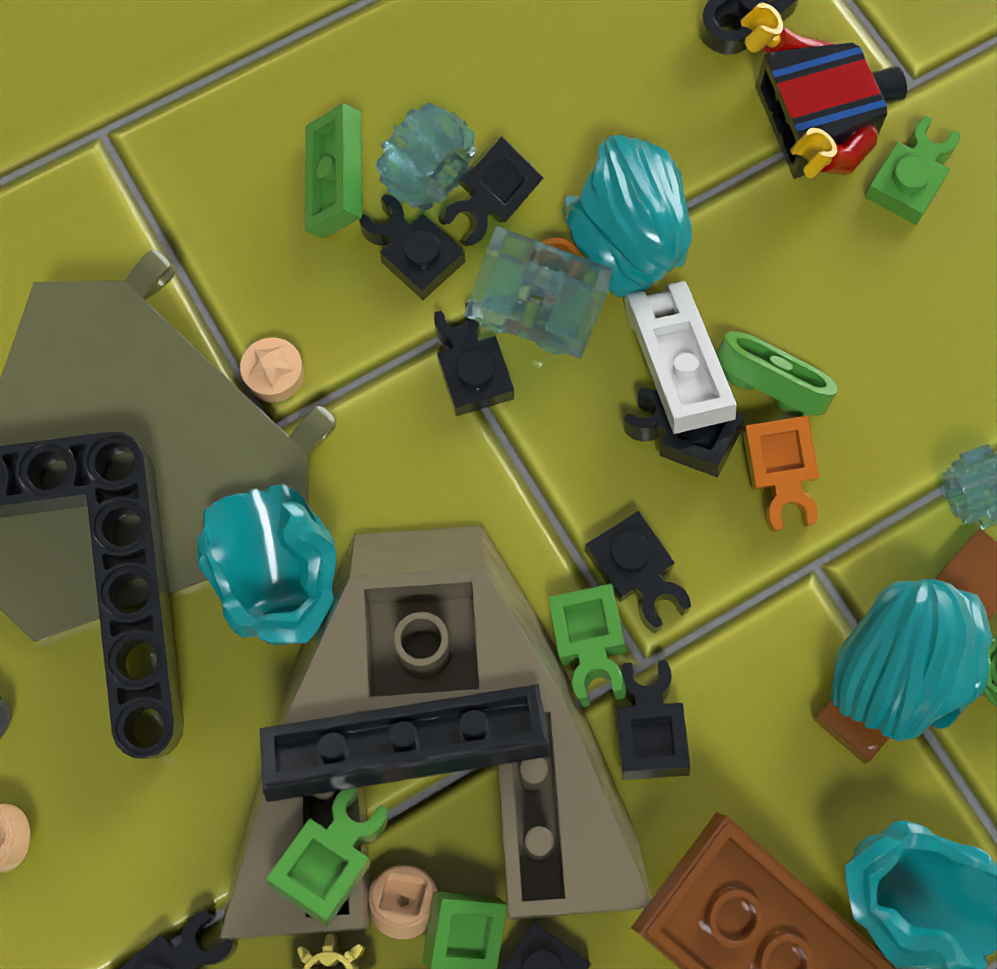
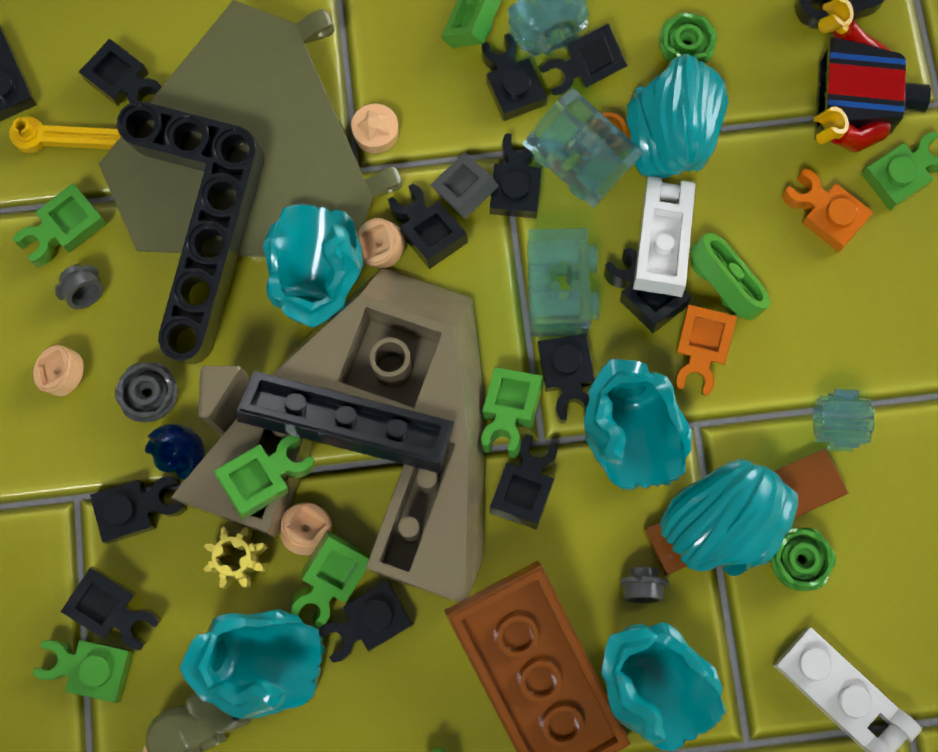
camera: 25 degrees right, 5 degrees up
(102, 812) = (131, 389): none -> dark grey plate
(194, 873) = (175, 449): none -> clear blue plate
(230, 776) = (221, 394): none -> dark tan slope
(341, 504) = (381, 243): none -> light nougat tile
(393, 466) = (428, 230): none -> black plate
(413, 393) = (464, 185): none -> dark grey plate
(581, 497) = (561, 254): none -> clear light blue brick
(596, 106) = (691, 28): none -> bright green plate
(753, 597) = (636, 426): none -> teal hair
(847, 787) = (643, 585): none -> dark grey plate
(856, 254) = (831, 215): none -> orange plate

